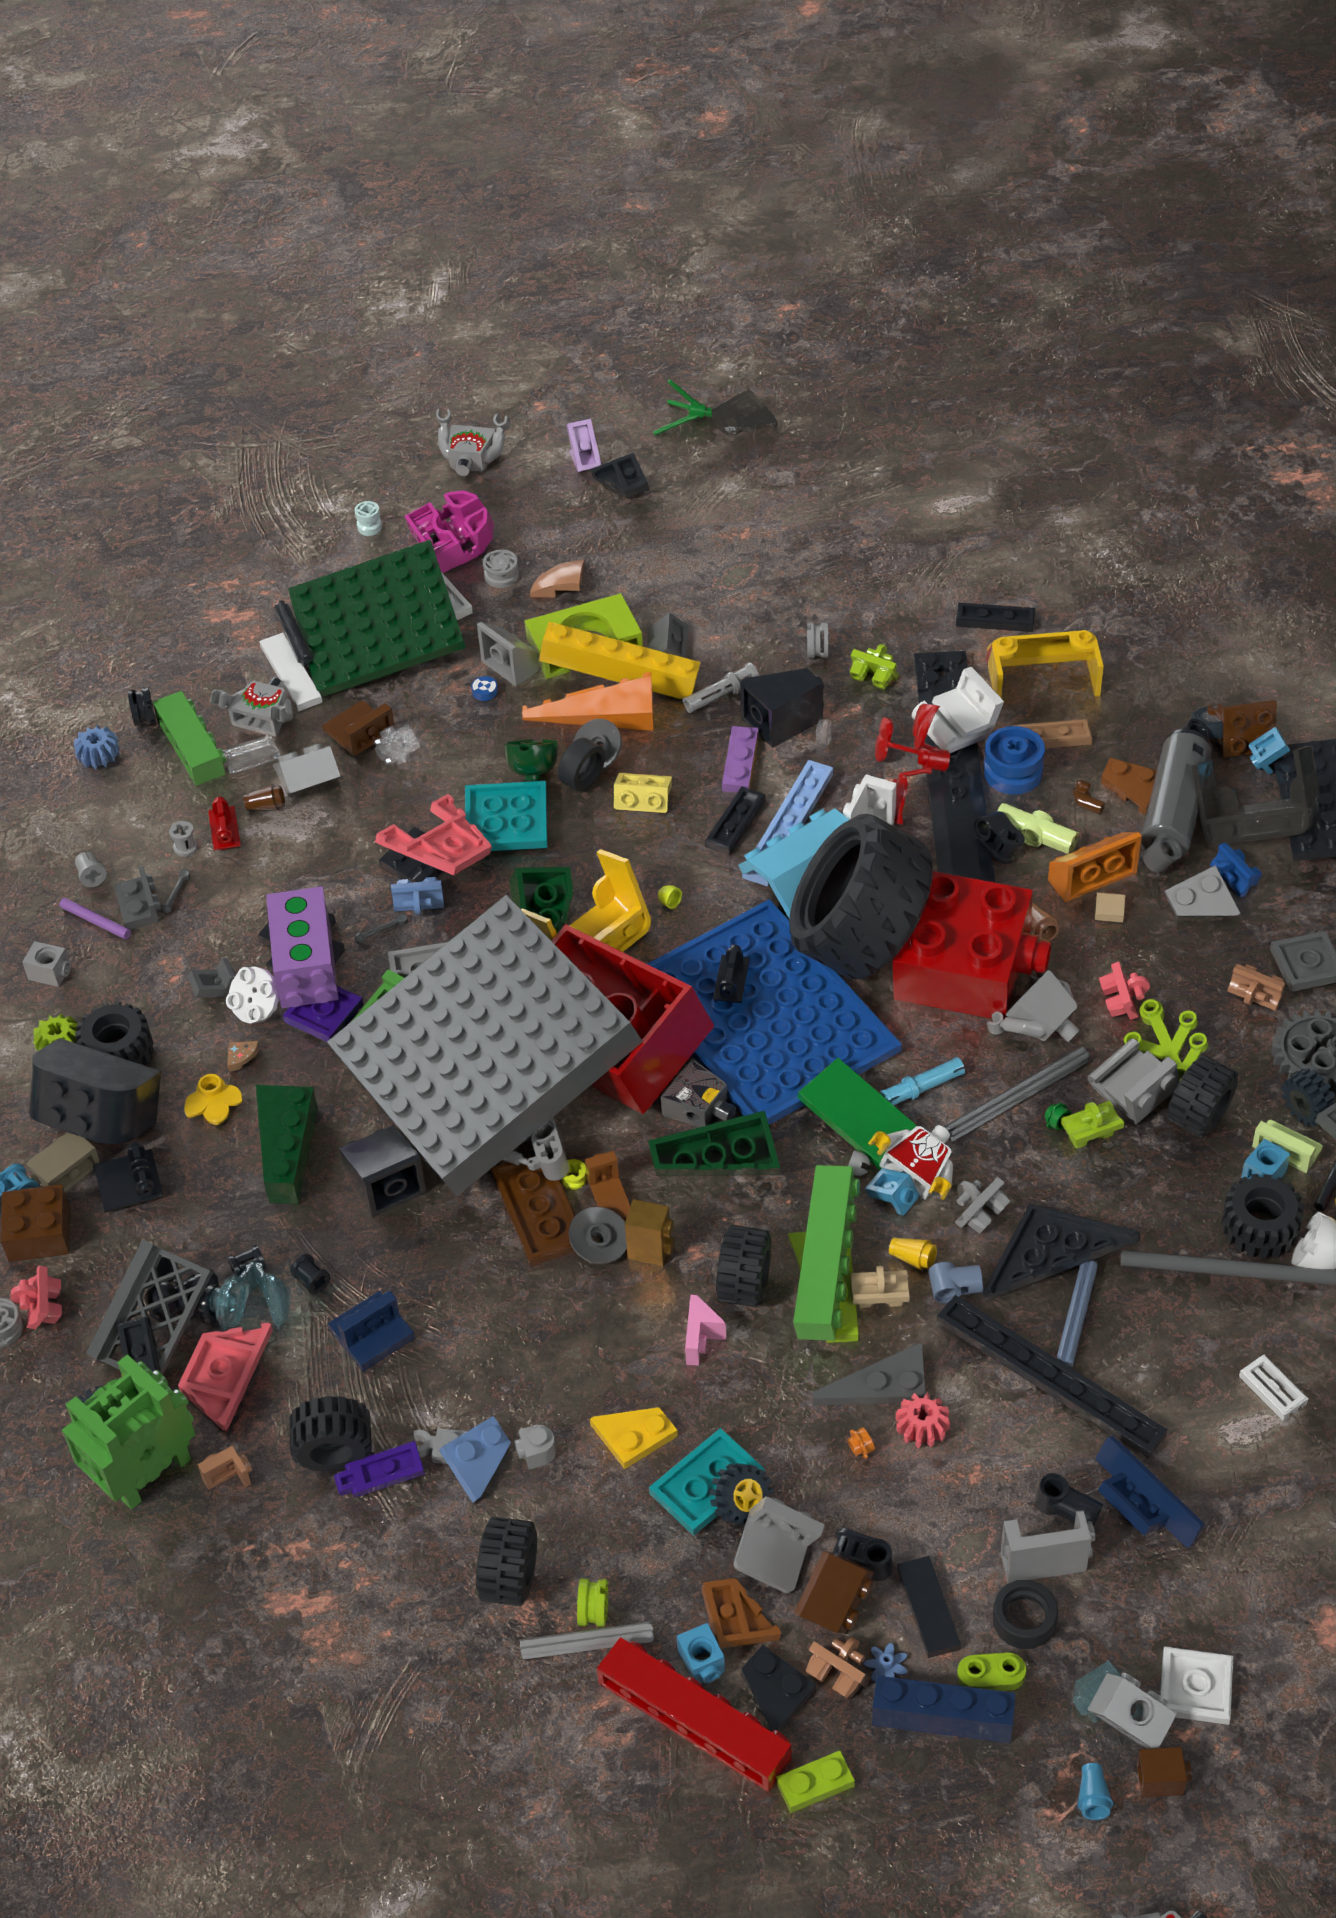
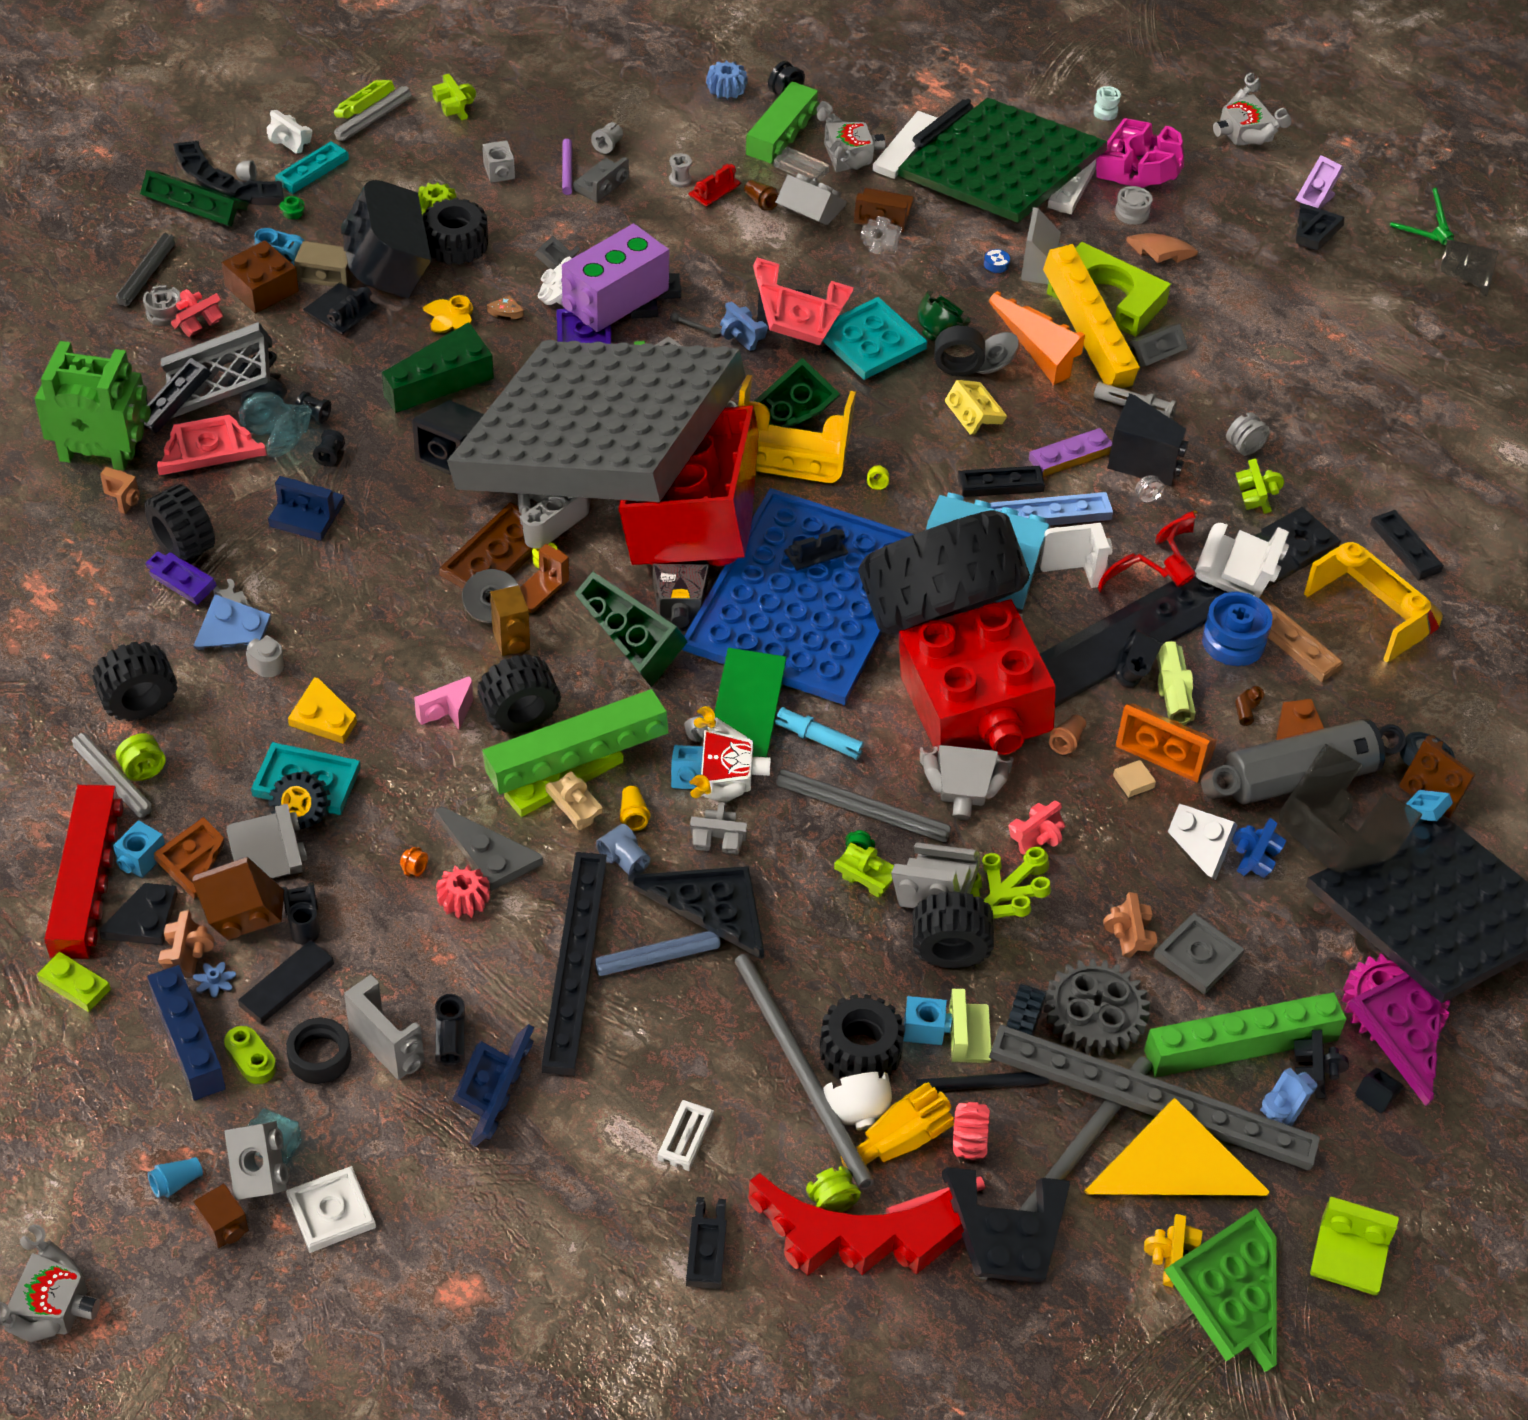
camera: 50 degrees right, 0 degrees up
(184, 876) = (651, 192): dark grey hinge -> none

